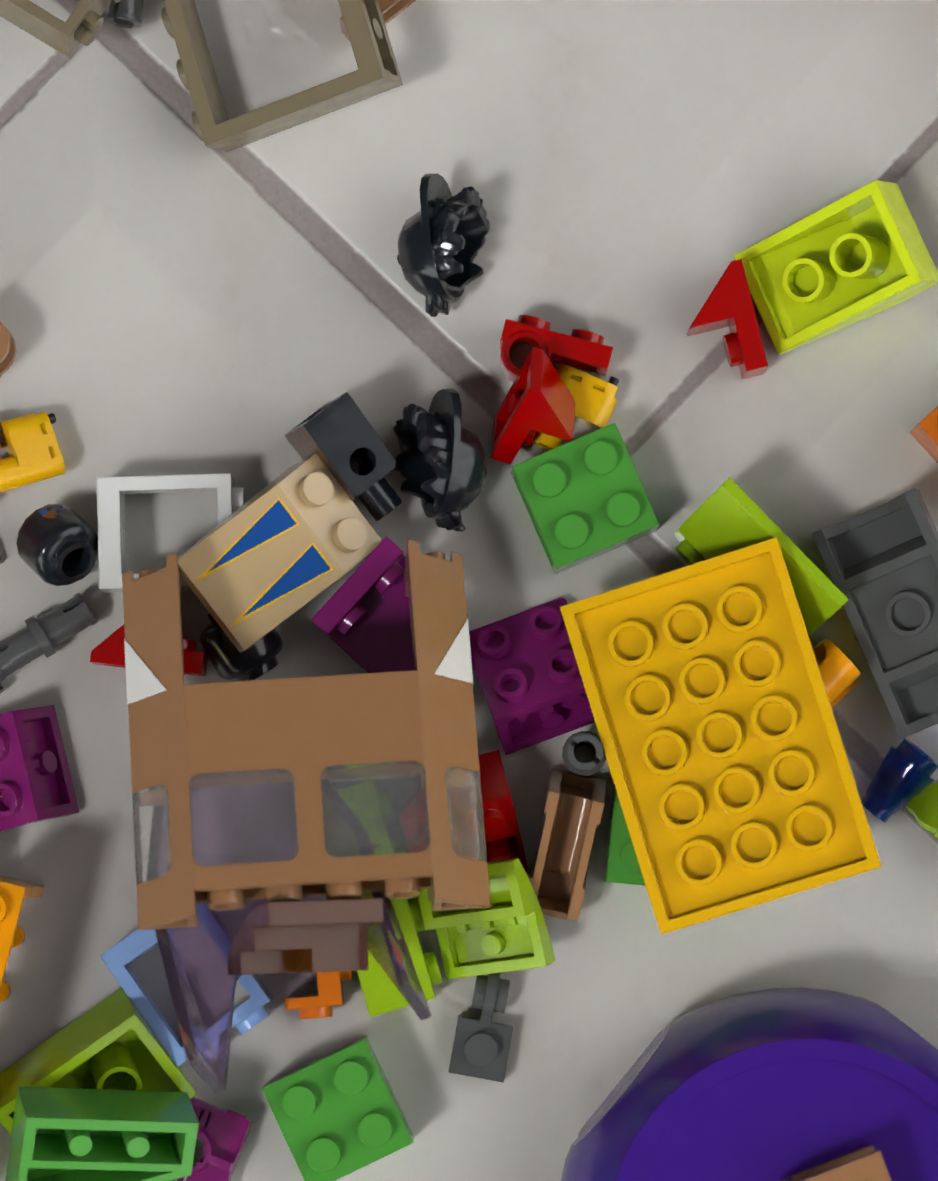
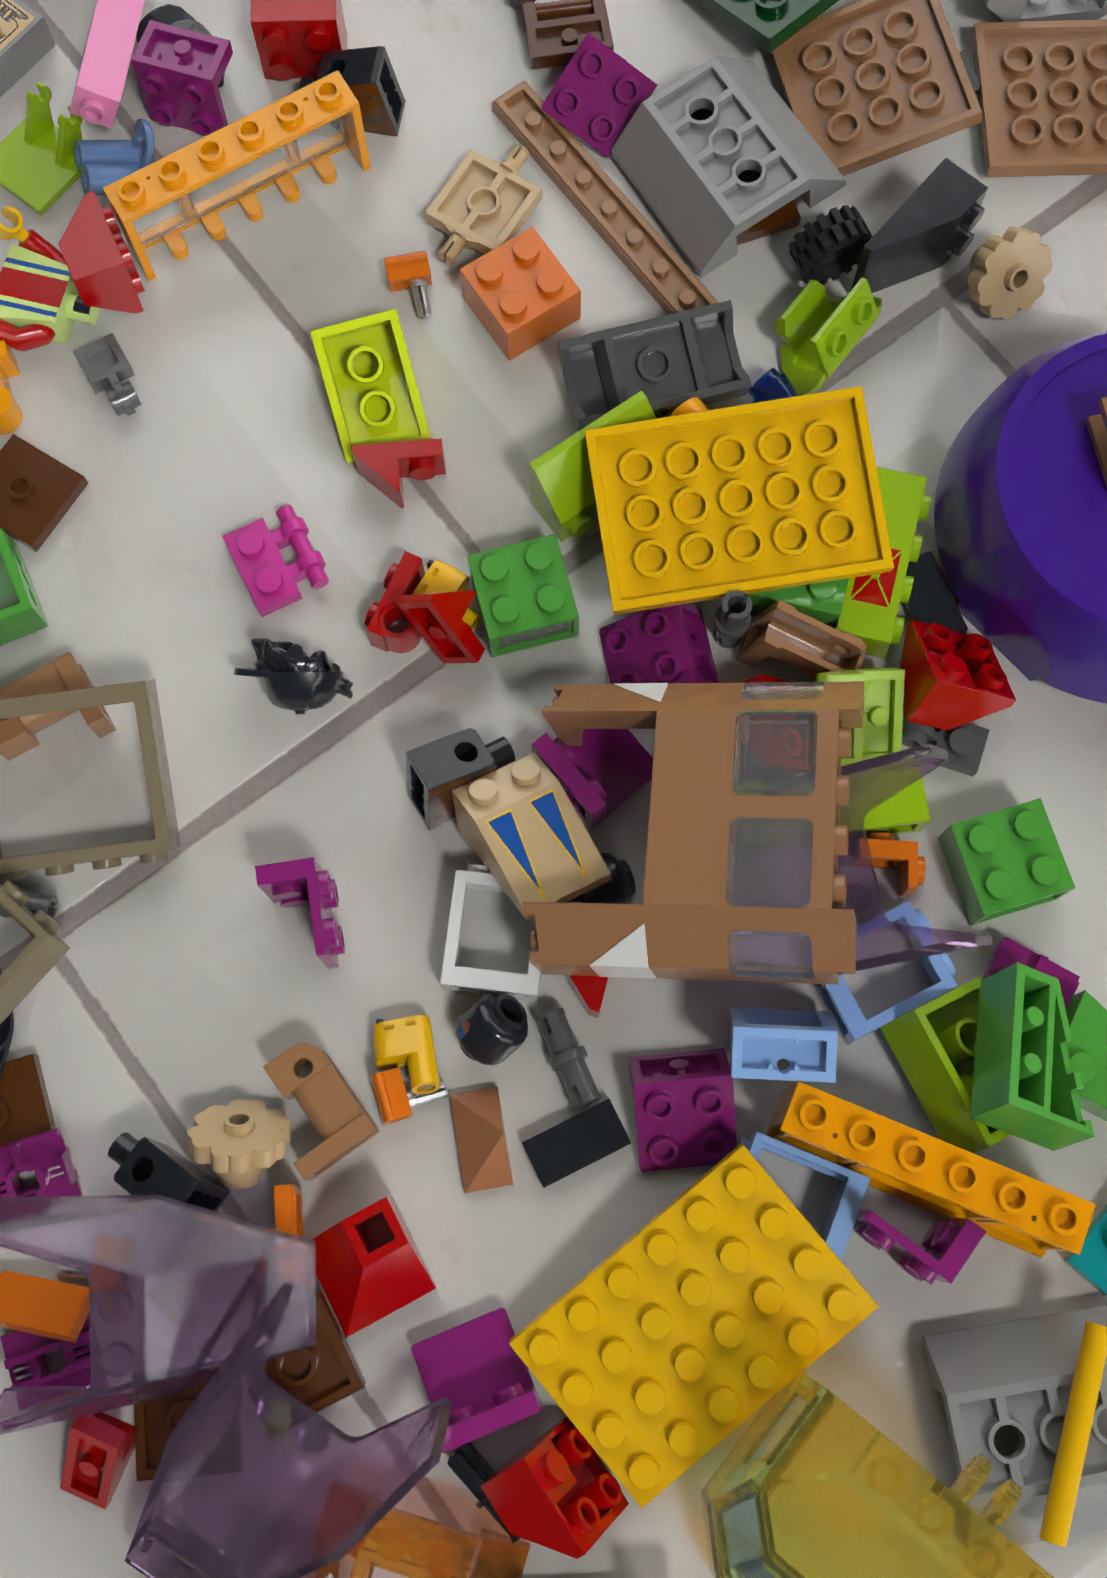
camera: 80 degrees left, 10 degrees down
(71, 843) = (766, 1035): none -> light blue window
(182, 324) = (292, 885): none -> magenta bracket
(304, 937) = (873, 842): reddish brown slope -> none
(440, 459) = (471, 698): black hair -> none
(558, 1027) = (950, 677): none -> red slope
(582, 180) = (263, 567): none -> dark pink plate
(663, 993) = (931, 596): none -> black tile
(764, 936) = (874, 599): none -> lime brick

